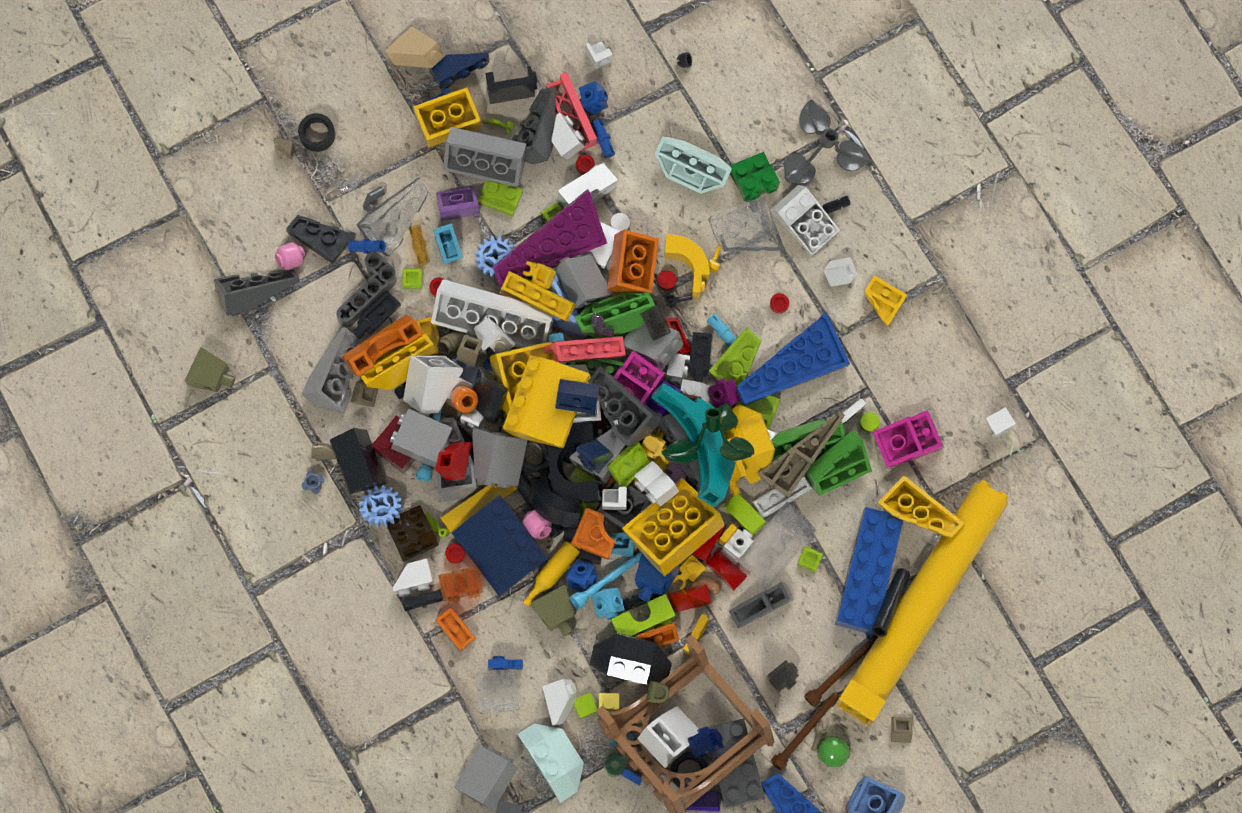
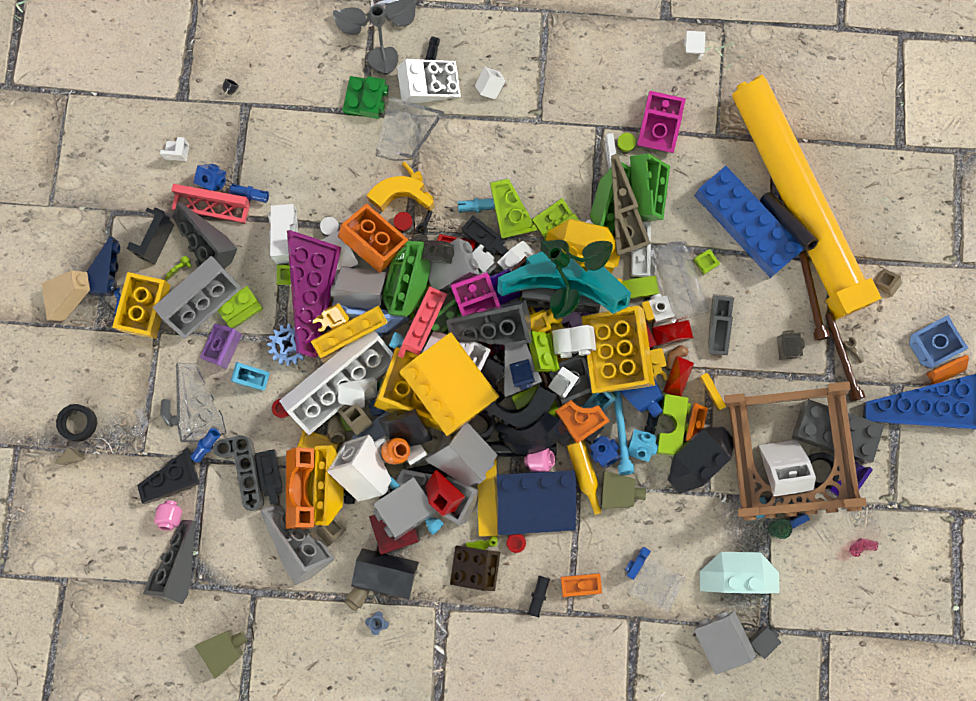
camera: 50 degrees left, 5 degrees up
(380, 506) = (444, 576): light blue gear -> none
(412, 278) = (258, 425): lime tile -> none
(414, 576) = (515, 589): white slope -> none
(419, 245) = (234, 400): clear yellow pin -> none
(461, 584) = (546, 556): clear orange brick -> none
(560, 699) = (695, 537): white slope -> none
(565, 138) = (228, 222): white slope -> none
(577, 396) = (464, 355): dark blue panel -> none
(584, 164) = (260, 222): red tile -> none
(585, 705) = (712, 519): lime tile -> none
(599, 326) = (411, 298): arm -> none
(609, 701) = (725, 499): light yellow brick -> none
(657, 692) = (744, 454): olive tile -> none
(691, 165) = (323, 137): light aqua wedge -> none
(705, 742) = (813, 442): clear blue brick -> none
(724, 392) = (529, 238): magenta brick -> none
(779, 303) = (482, 147): red tile -> none
(802, 360) = (542, 157): blue wing -> none
(833, 751) = (873, 346): bright green hair -> none
(884, 299) = (535, 64): yellow wing -> none
(915, 506) = (726, 149): yellow wedge -> none

